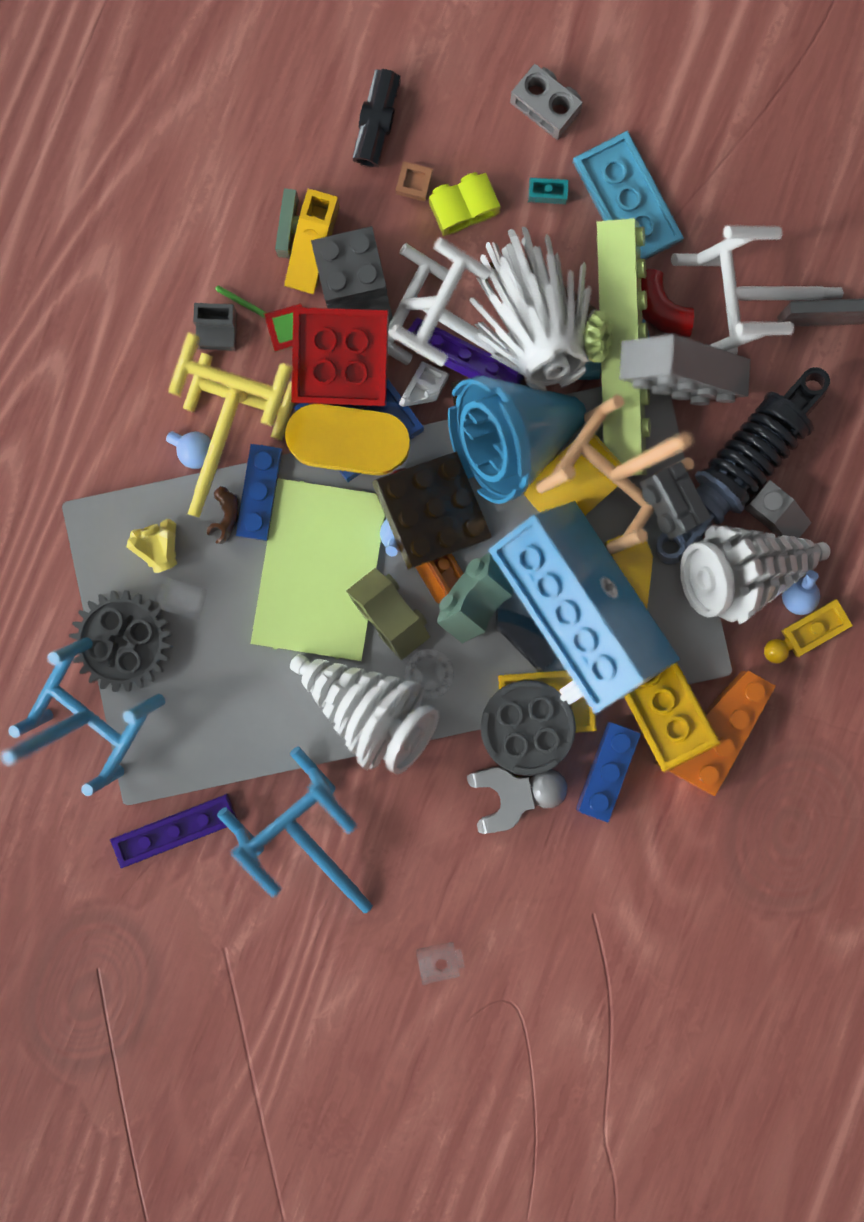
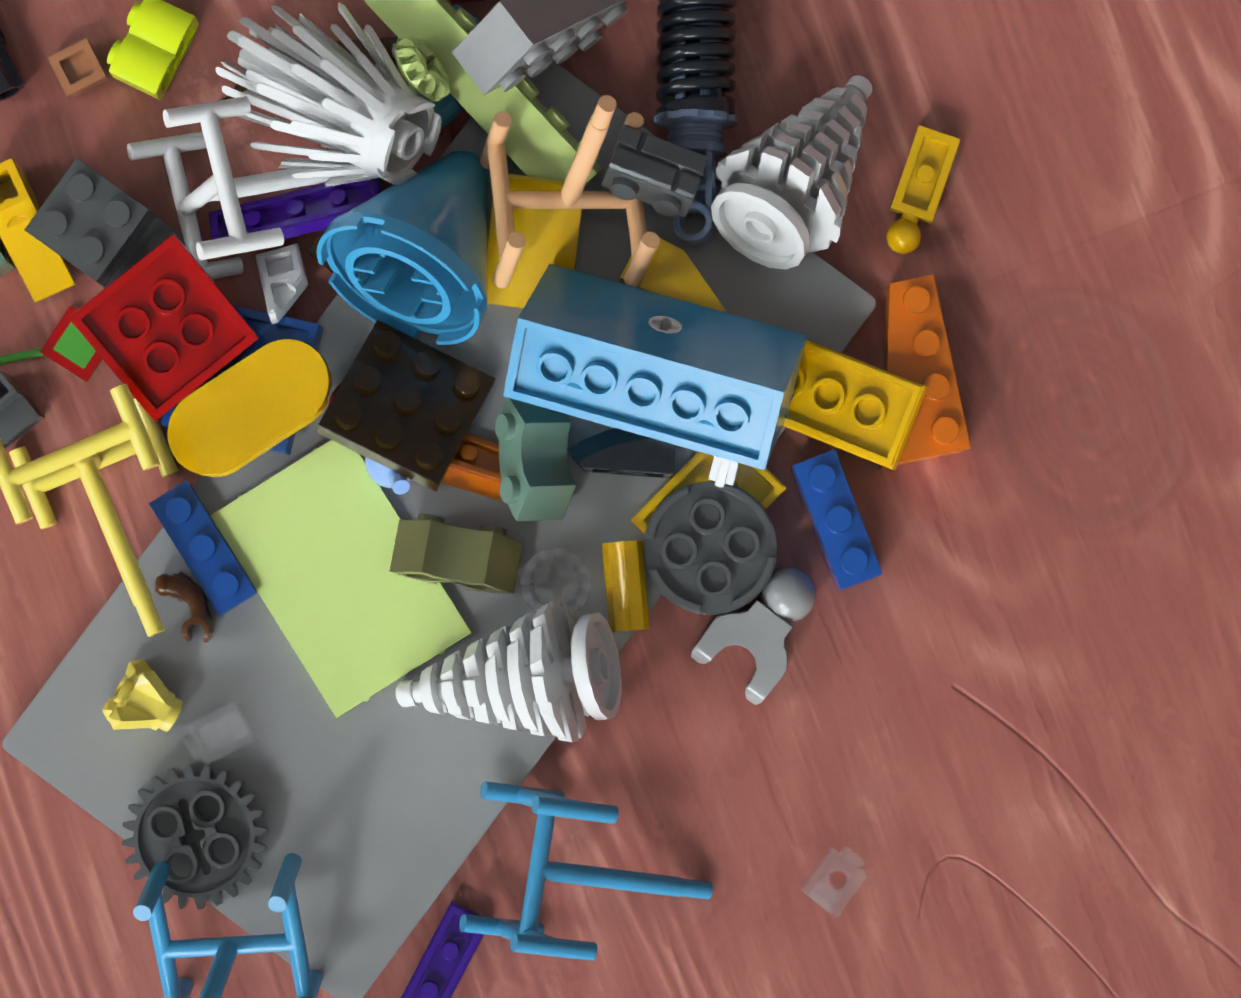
camera: 45 degrees left, 0 degrees up
(190, 447) = (88, 564): light blue piece -> none
(465, 708) = (625, 585): none -> yellow axle
(777, 511) = (776, 86): light grey slope -> none
(803, 596) = (880, 152): light blue piece -> none

